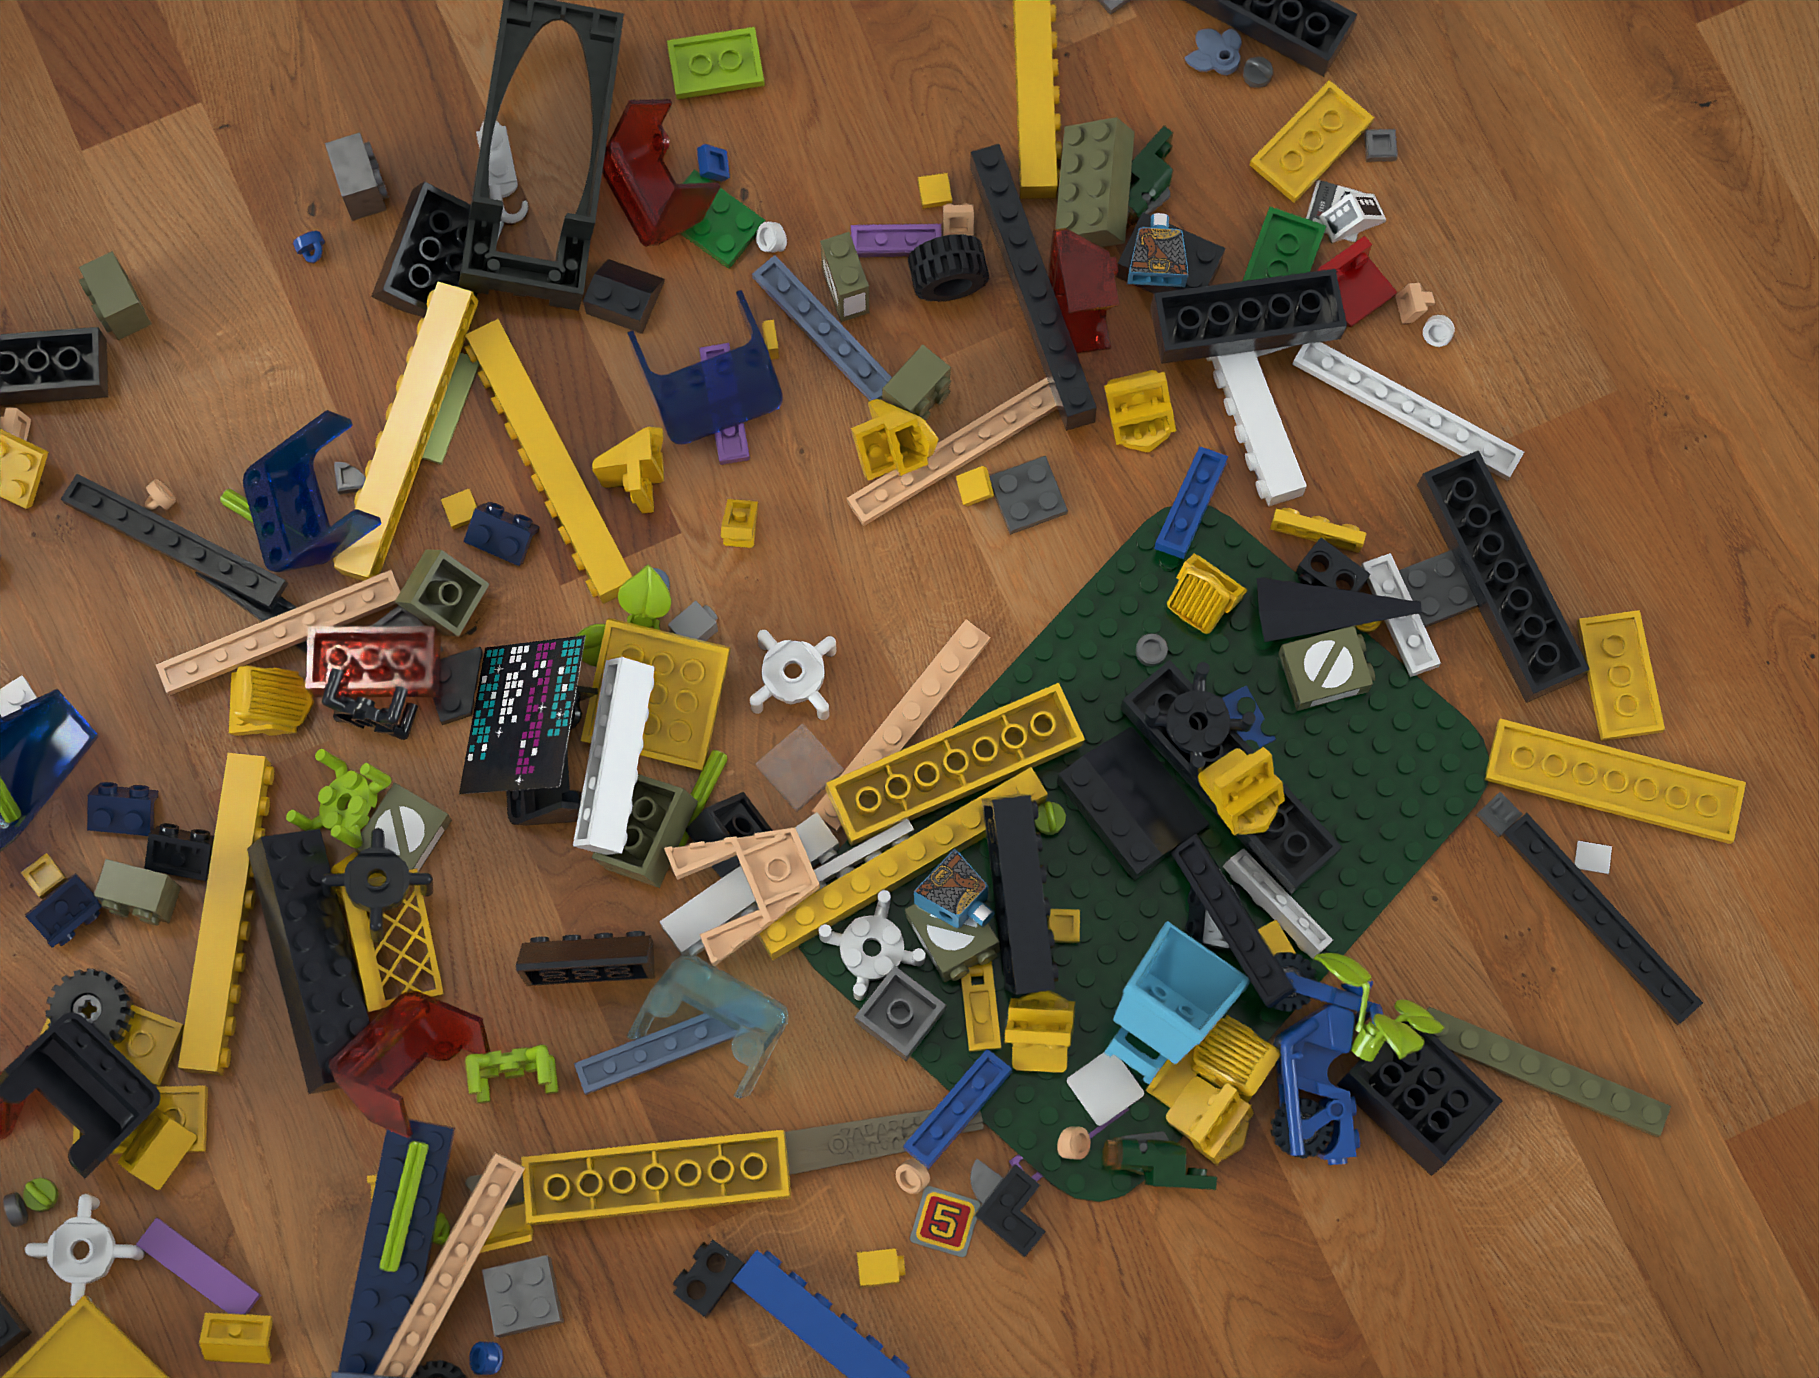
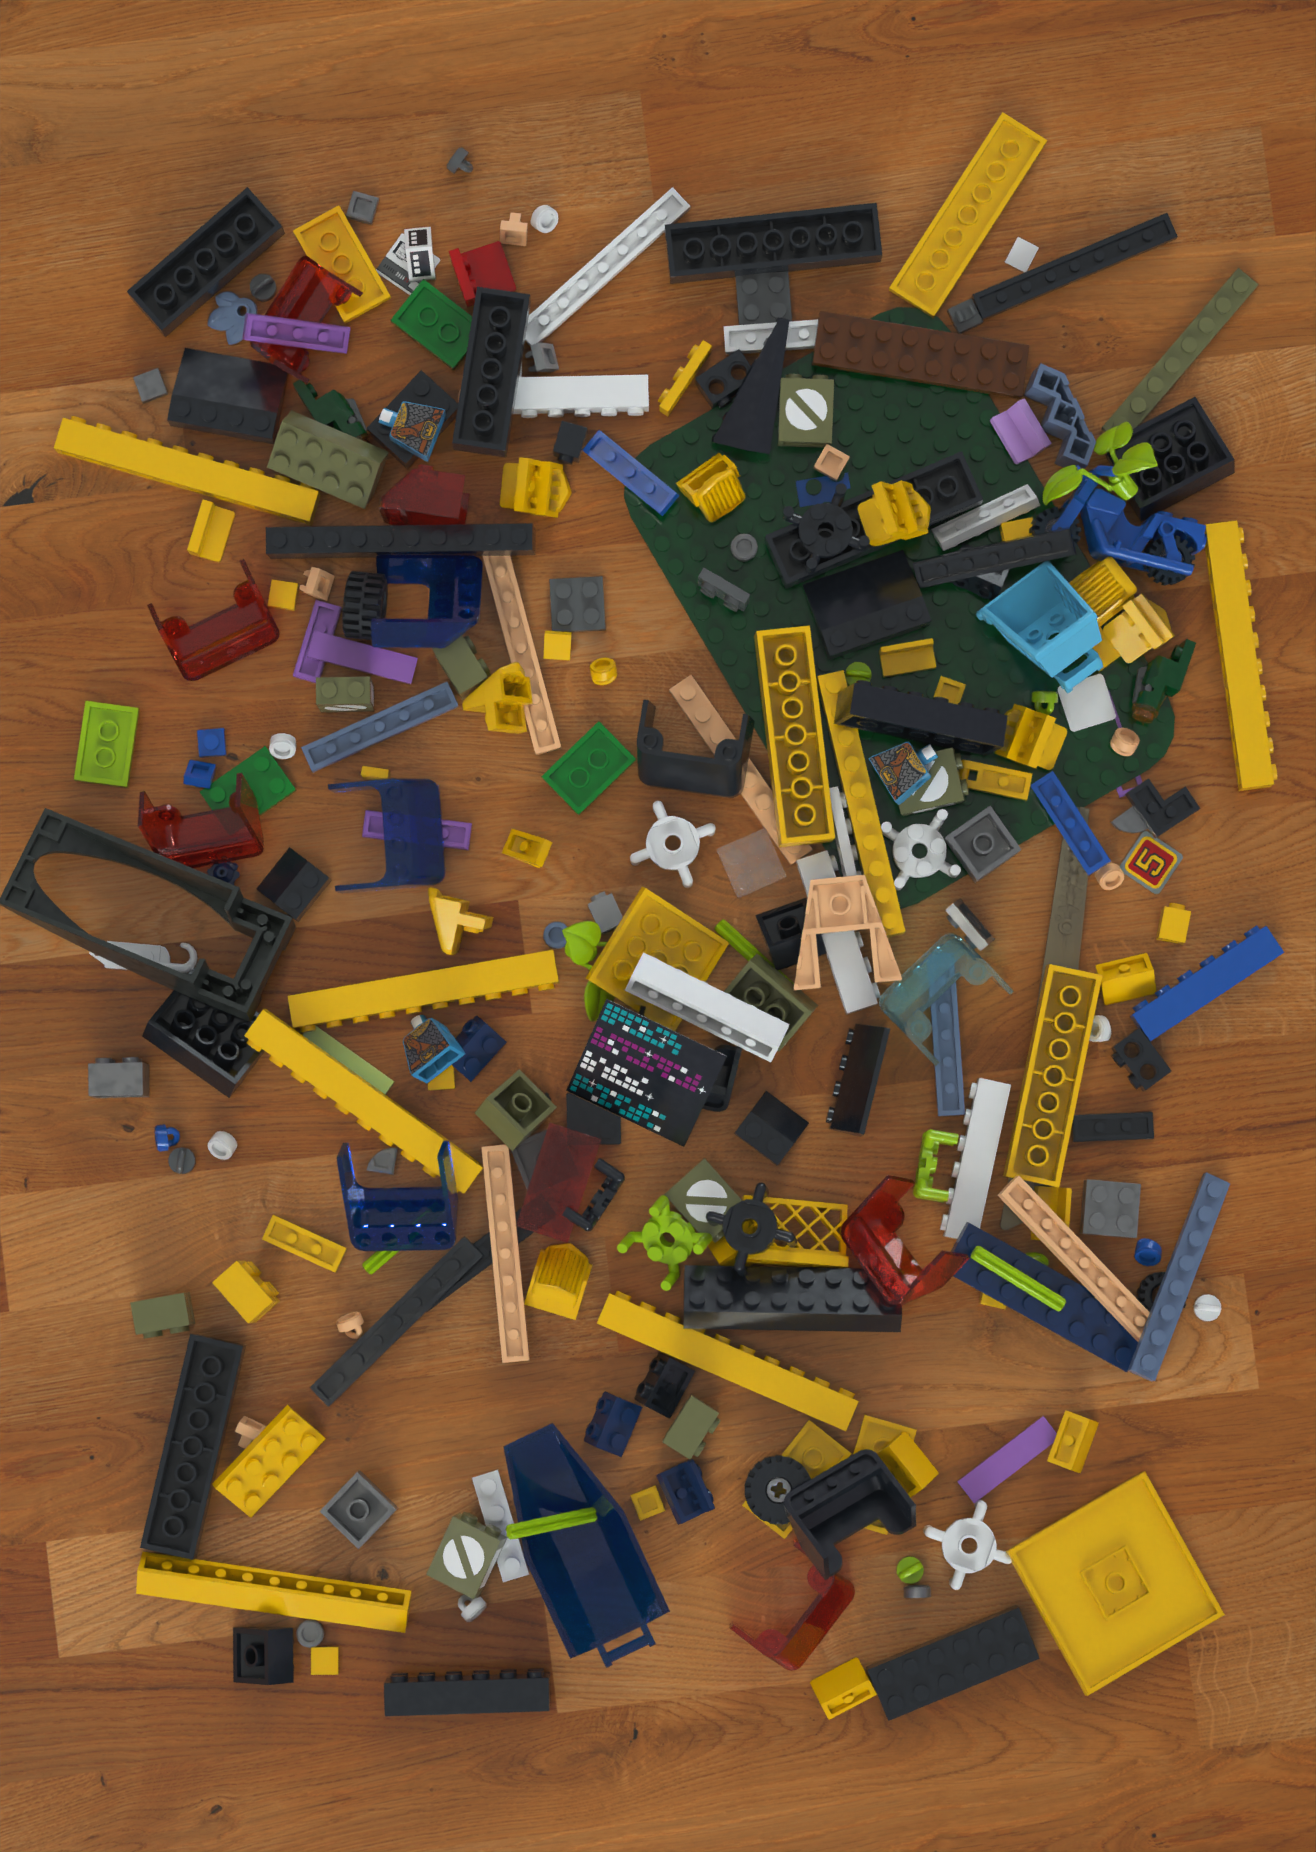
camera: 70 degrees left, 10 degrees up
(159, 369) = (246, 1290): none -> yellow brick
(234, 422) = (304, 1243): none -> yellow plate
(291, 272) = (182, 1160): none -> dark grey tile
(319, 306) = (222, 1145): none -> white tile
(484, 483) = (430, 1048): none -> torso
(505, 880) = (771, 1128): none -> black slope
(540, 1122) = (977, 1156): none -> white brick
(612, 220) = (225, 872): none -> dark blue plant
(621, 1271) = (1112, 1127): none -> black tile
(731, 1219) = (1100, 1029): none -> white tile
(751, 167) = (211, 742): none -> blue plate
(799, 1232) = (1126, 978): none -> yellow panel
(803, 1029) = (976, 934): none -> dark grey plate
(849, 560) = (588, 768): none -> green plate
(864, 140) = (220, 637): none -> clear red windscreen
(886, 699) = (689, 773): none -> black windscreen
(893, 288) = (362, 657): none -> medium lavender tile
(962, 543) = (603, 671): none -> yellow tile
(977, 96) = (211, 531): none -> yellow panel
(1003, 353) = (453, 599): none -> clear blue windscreen
(1088, 866) = (907, 657): none -> yellow panel
(1093, 627) = (713, 586): none -> dark grey plate
(1094, 1033) = (1044, 697): none -> lime tile
(1129, 68) = (228, 396): none -> black slope
(1202, 430) = (570, 443): none -> black brick
(1219, 112) = (296, 333): none -> medium lavender tile
(1219, 1246) = (1238, 656): none -> yellow brick
(1236, 111) = (306, 297): none -> clear red windscreen
(1279, 712) = (831, 462): none -> light nougat tile
(1286, 375) = (544, 358): none -> light grey tile
(1389, 914) = (1020, 432): none -> lavender panel
(1424, 955) = (1062, 417): none -> sand blue brick
(1436, 776) = (920, 355): none -> reddish brown plate
(1467, 224) = (459, 160): none -> dark grey tile
(1620, 675) = (883, 178): yellow plate -> none

